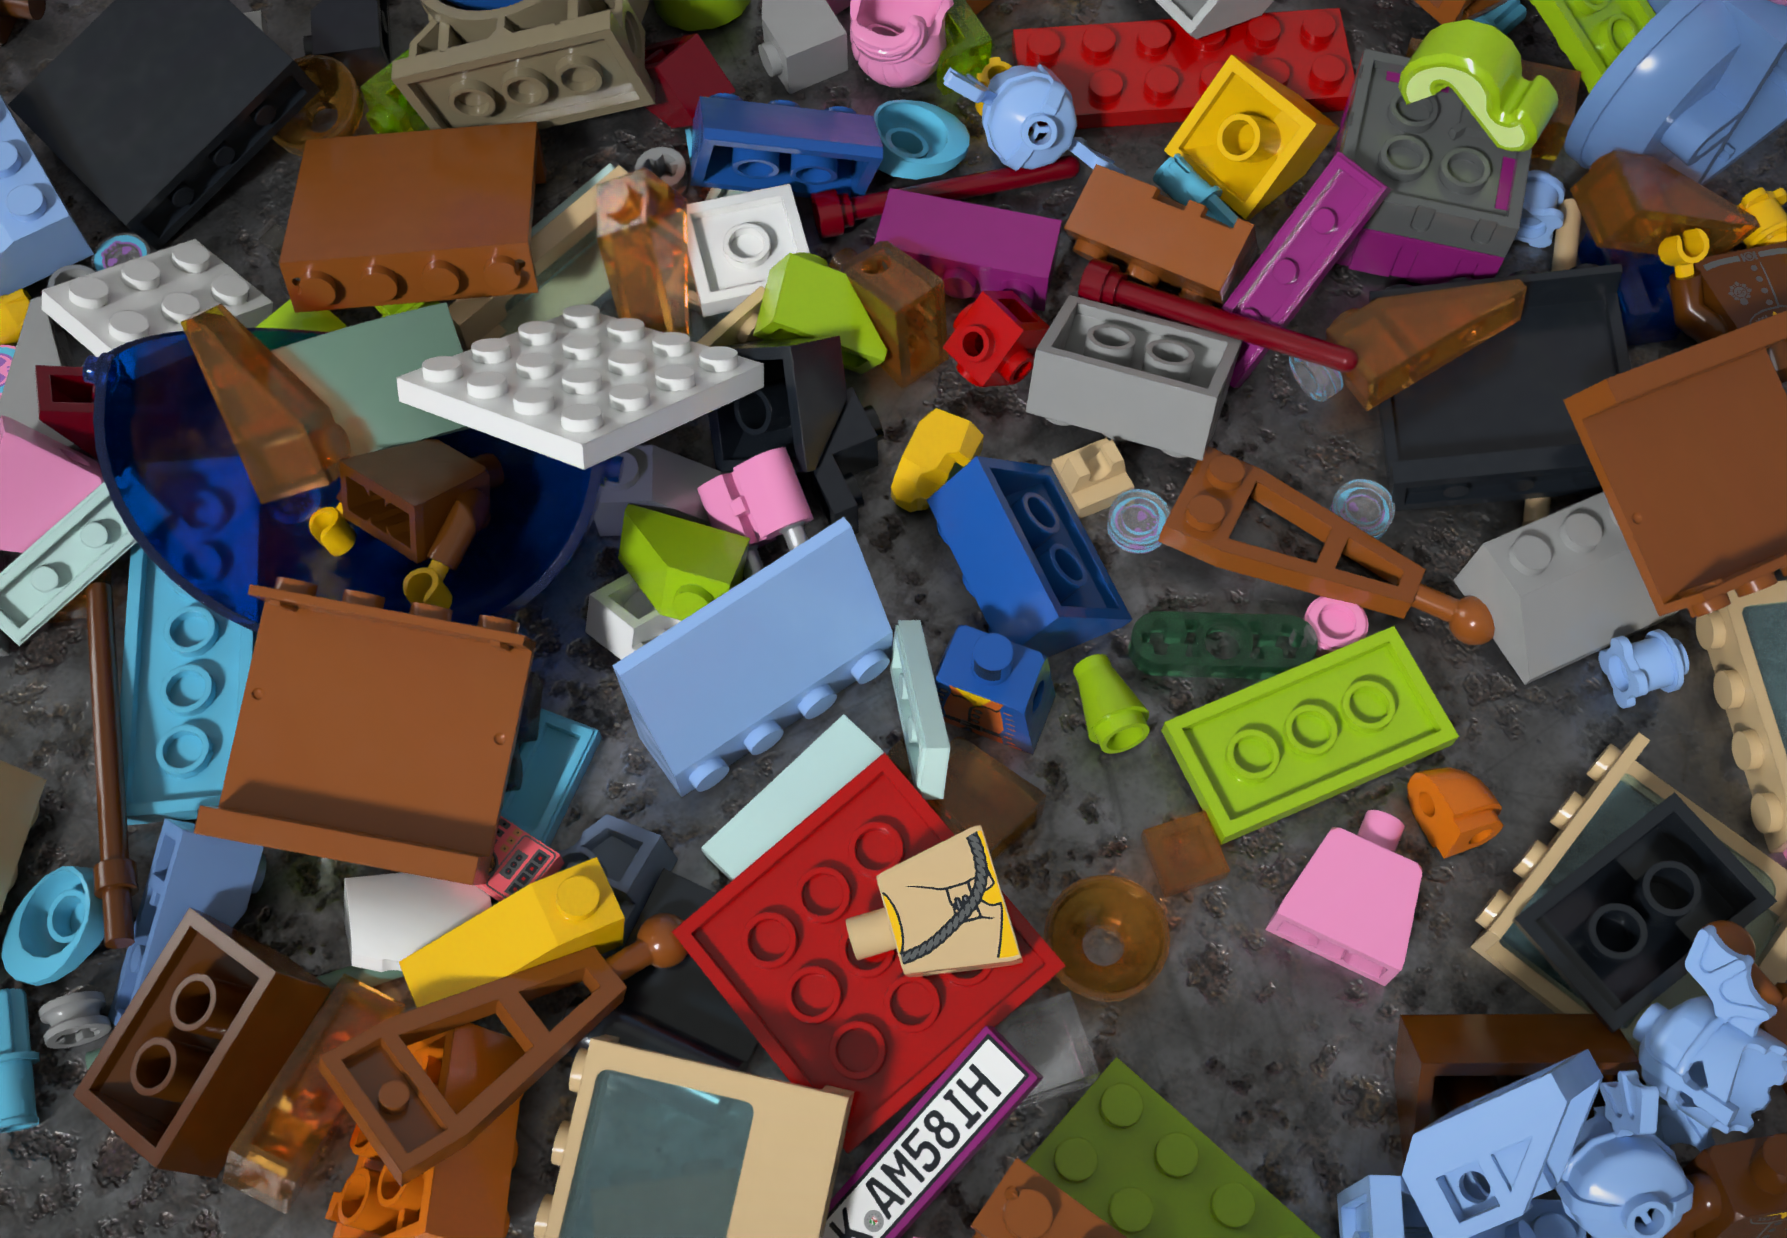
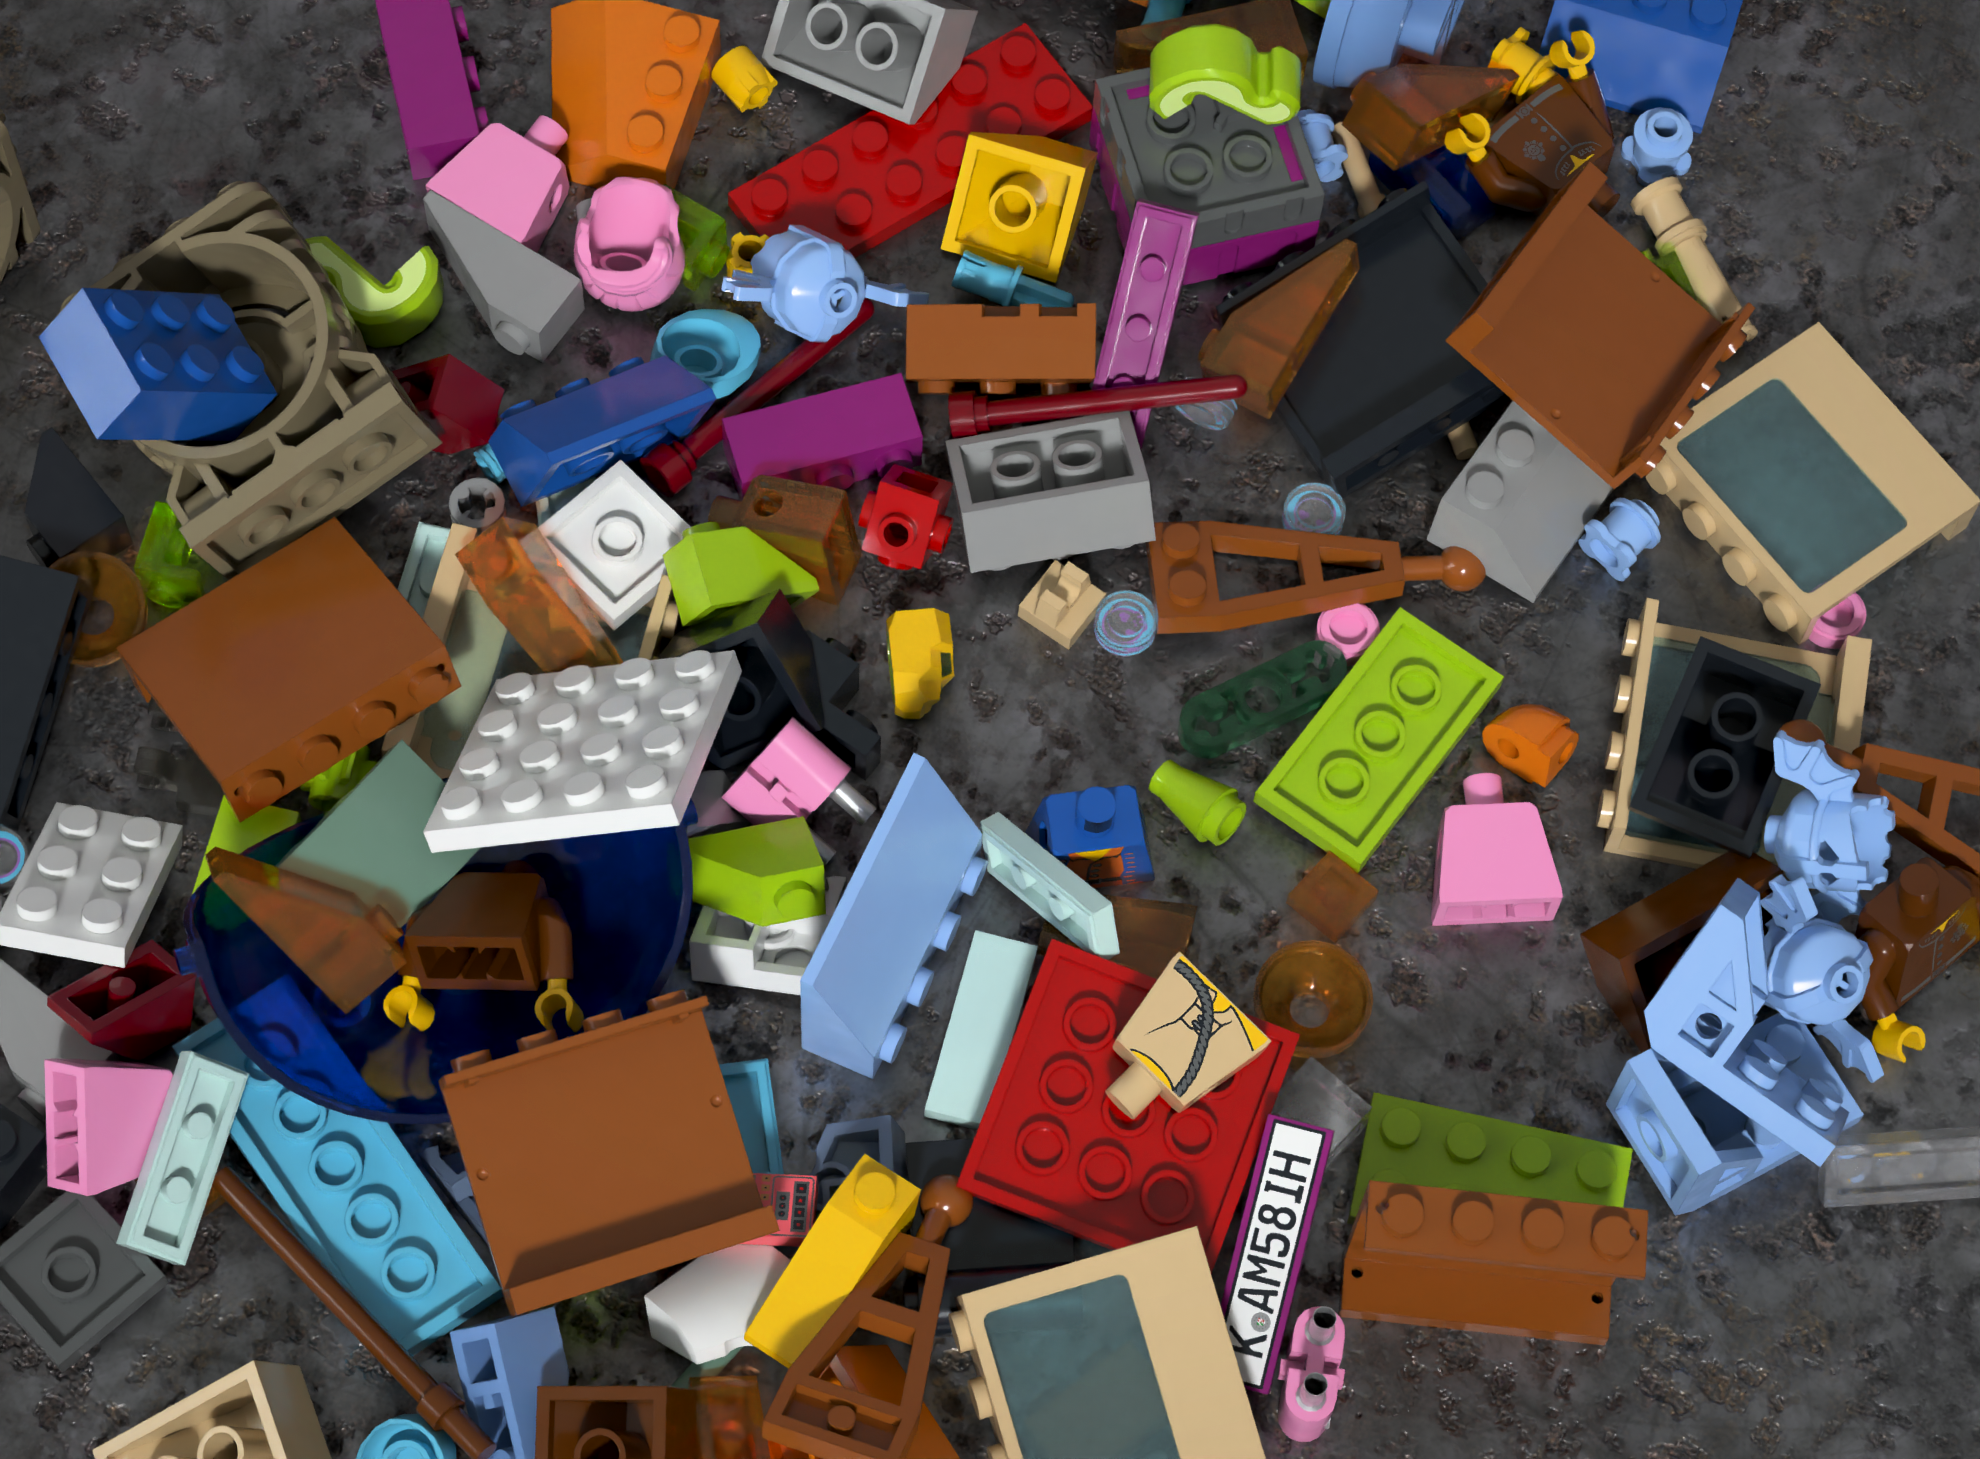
camera: 35 degrees left, 0 degrees up
(1026, 555) = (1049, 706): blue slope -> none

